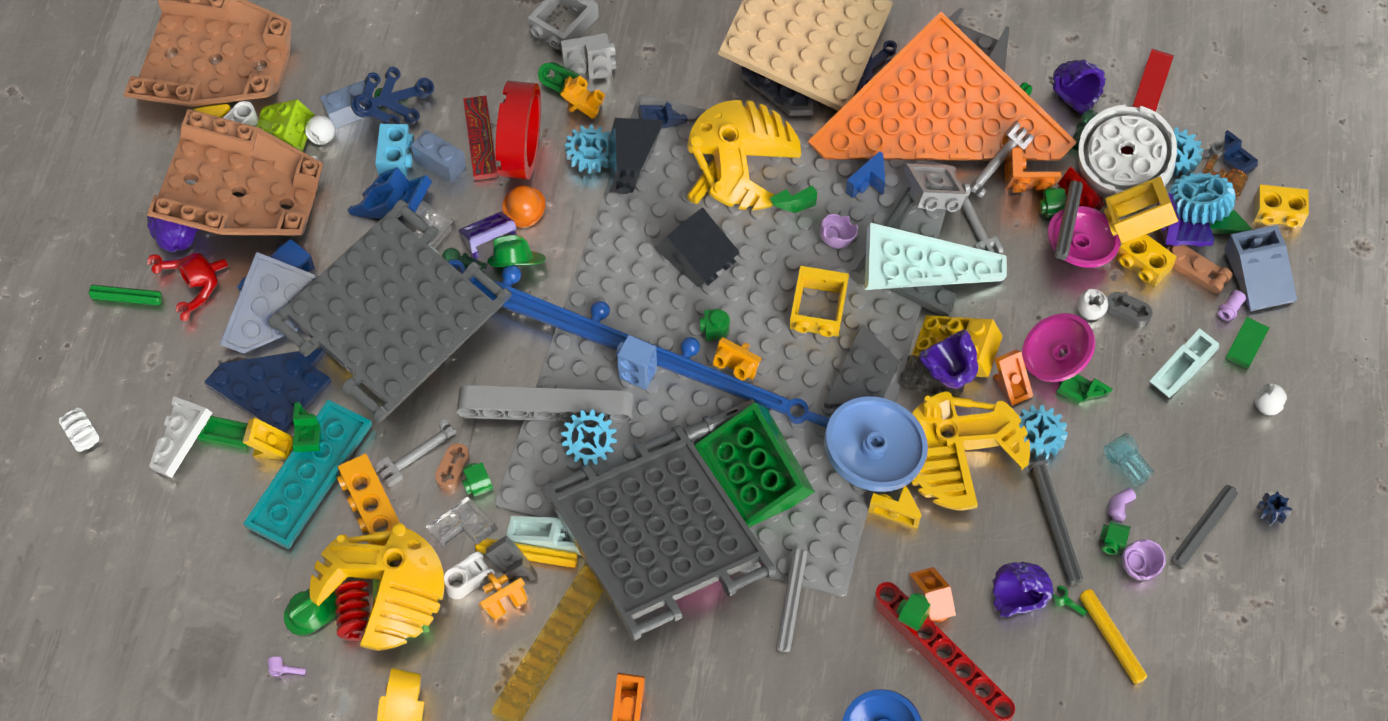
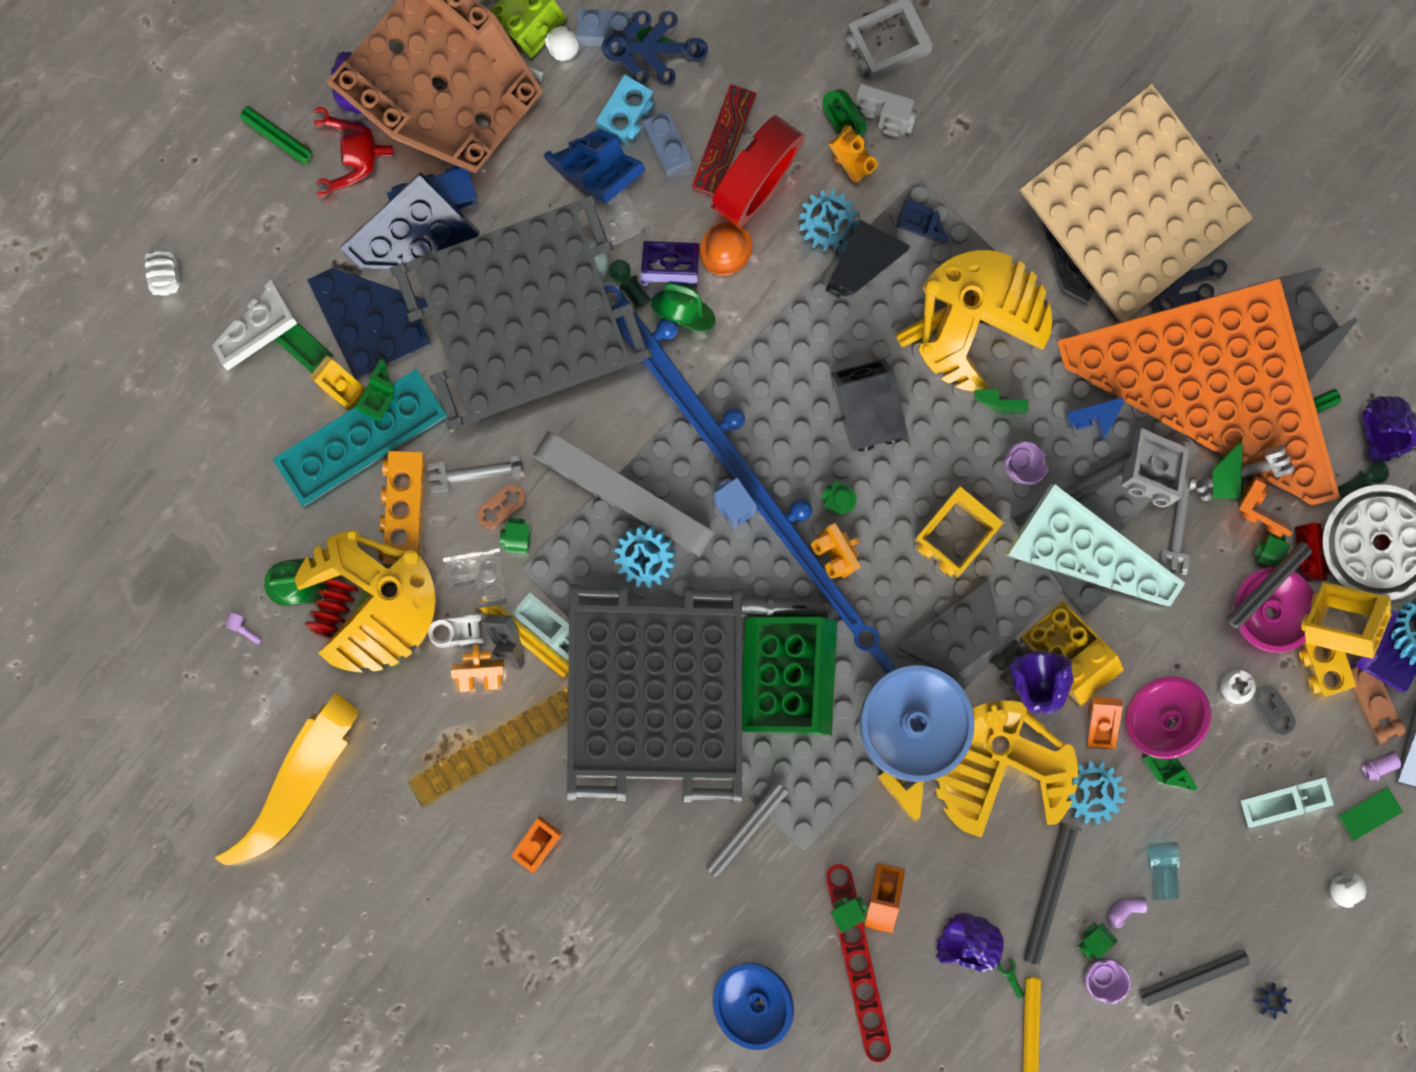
camera: 30 degrees right, 20 degrees up
(989, 166) = (1229, 474): none -> green slope

